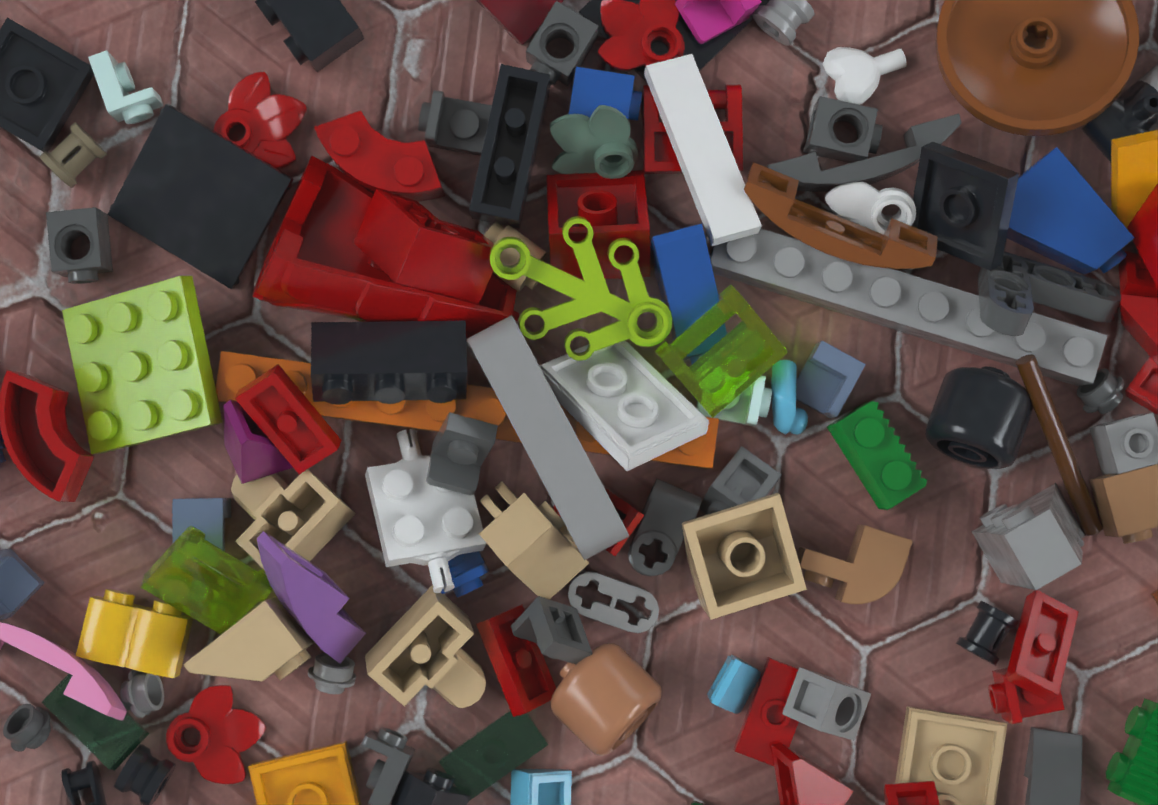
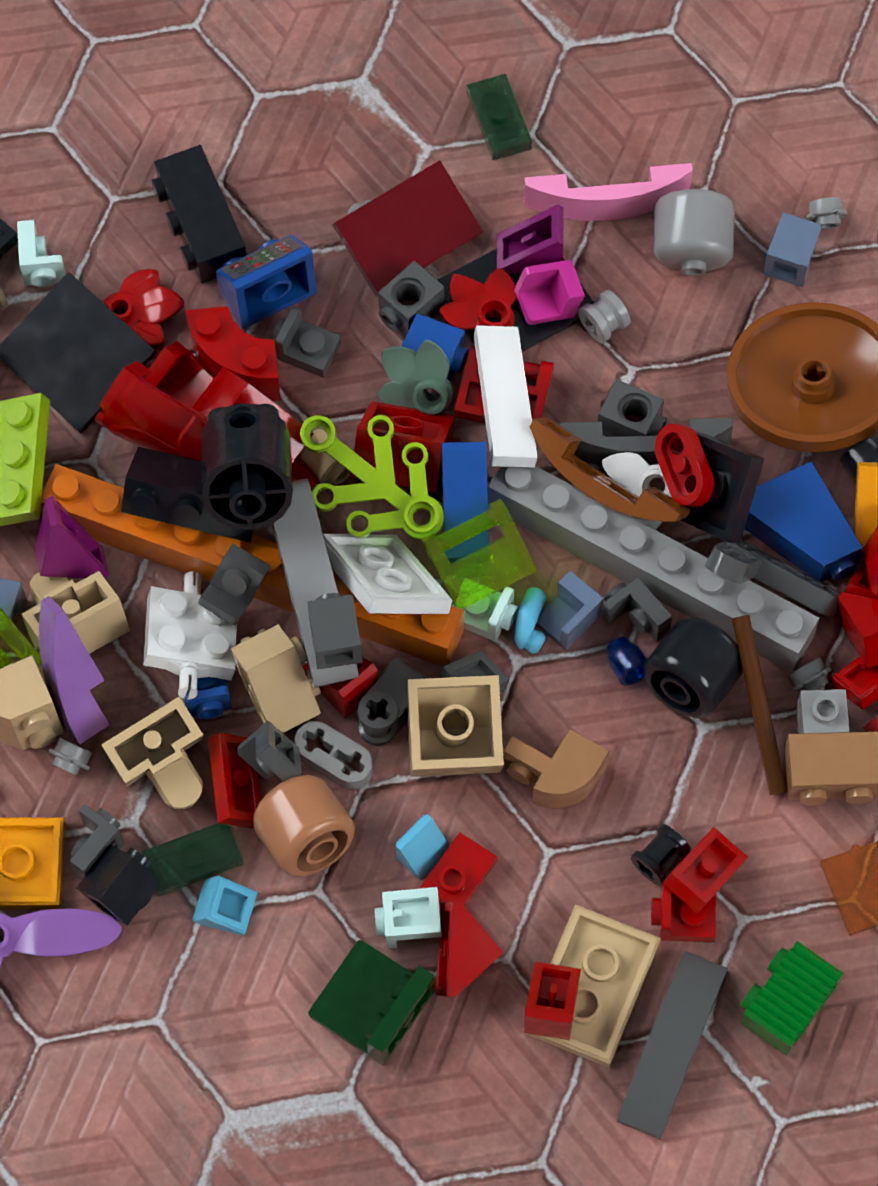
camera: 20 degrees right, 20 degrees down
(288, 419) = (96, 522): red plate -> none
(392, 57) = (267, 280): none -> blue slope
(447, 337) = (246, 466): none -> black cylinder
(510, 146) = (346, 362): black brick -> none
(597, 507) = (334, 630): none -> dark grey brick
(742, 770) = (409, 915): none -> light aqua bracket
(826, 704) = (499, 875): light grey brick -> none
(859, 73) = (659, 377): white rock -> none
(877, 455) = (597, 679): green brick -> none
(903, 417) = (626, 661): none -> clear blue hose
(910, 361) = (645, 609): none -> dark grey bracket
(923, 192) = (684, 471): none -> red plate
(1032, 540) = (714, 768): light grey wedge -> none

